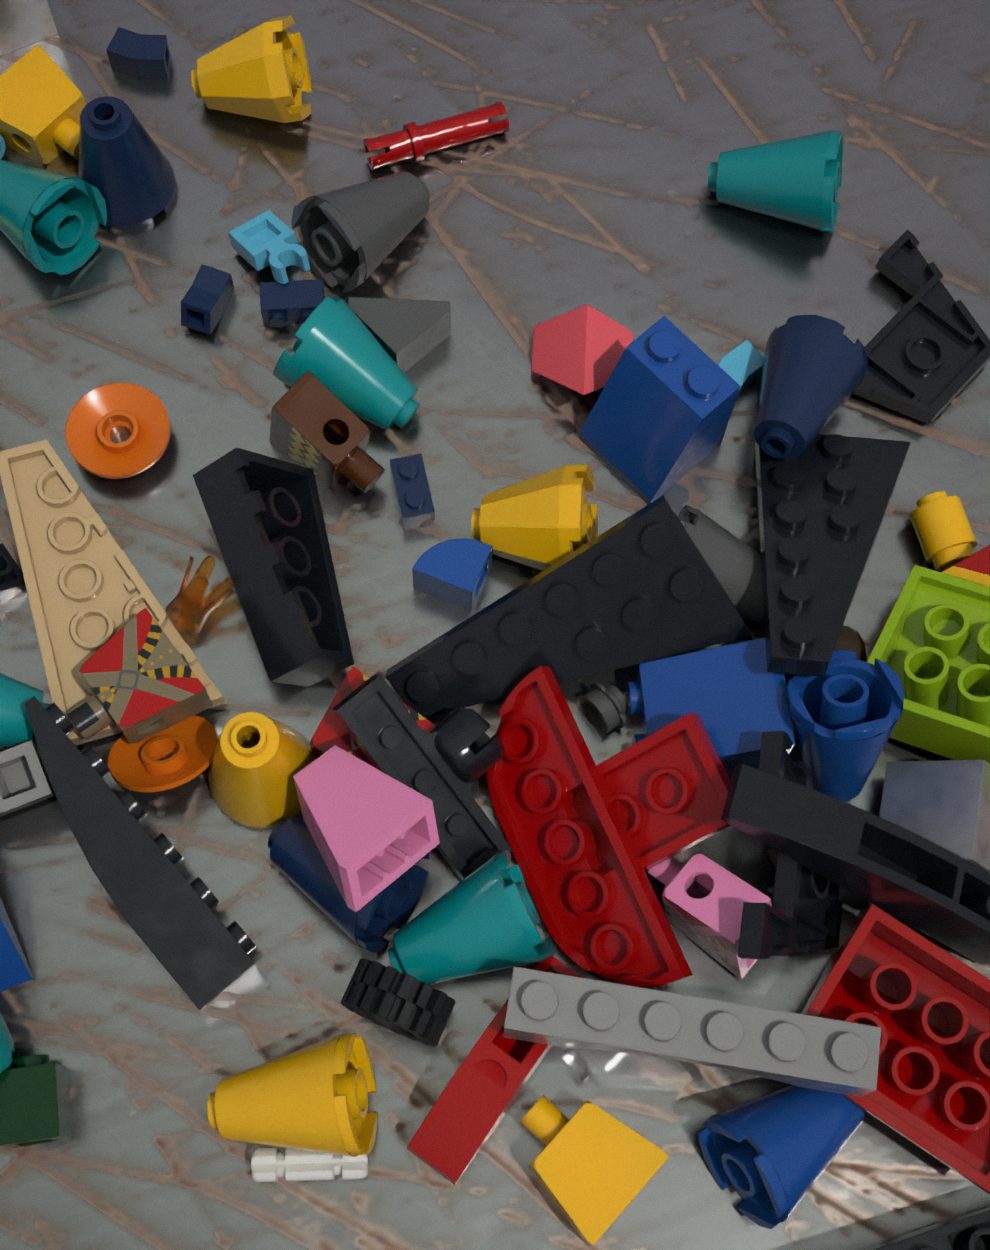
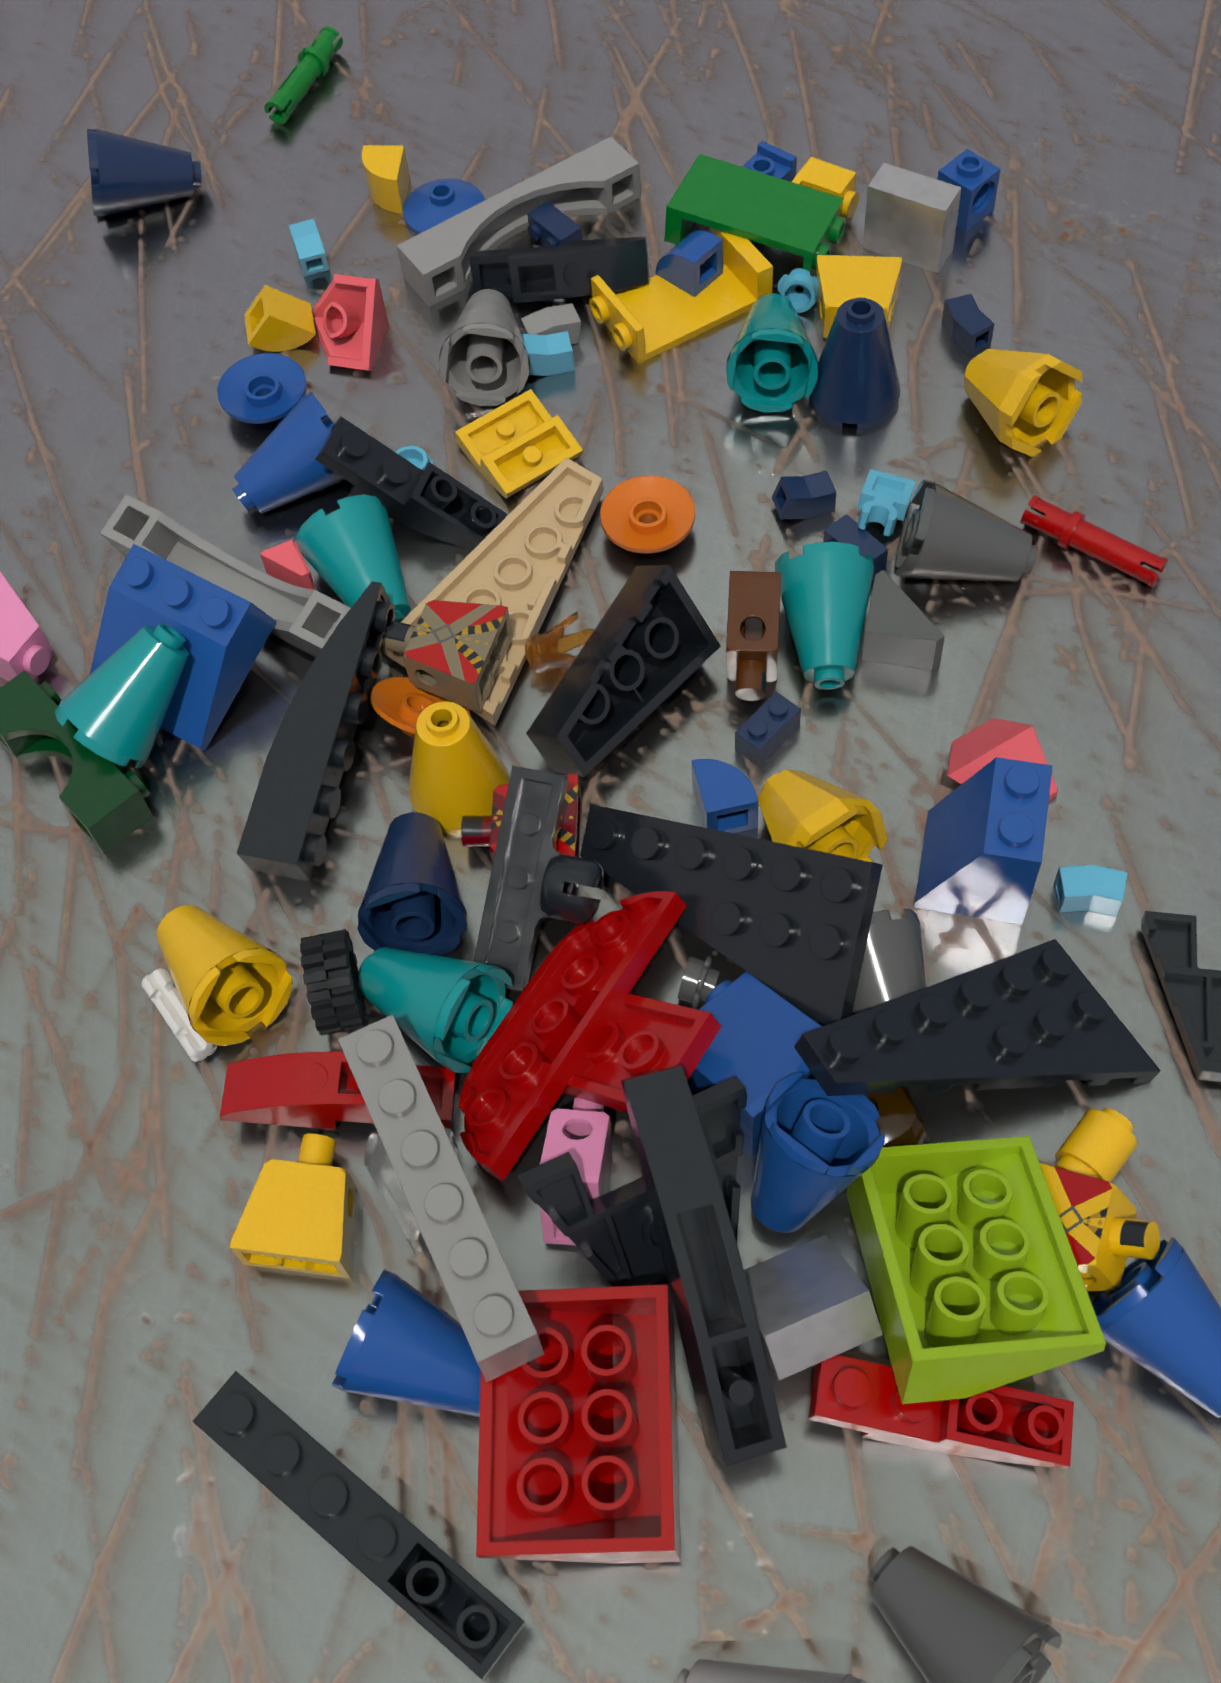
camera: 65 degrees right, 10 degrees down
(363, 823) = (434, 845): bright pink slope -> none
(804, 382) = (1114, 933): dark blue cone -> none

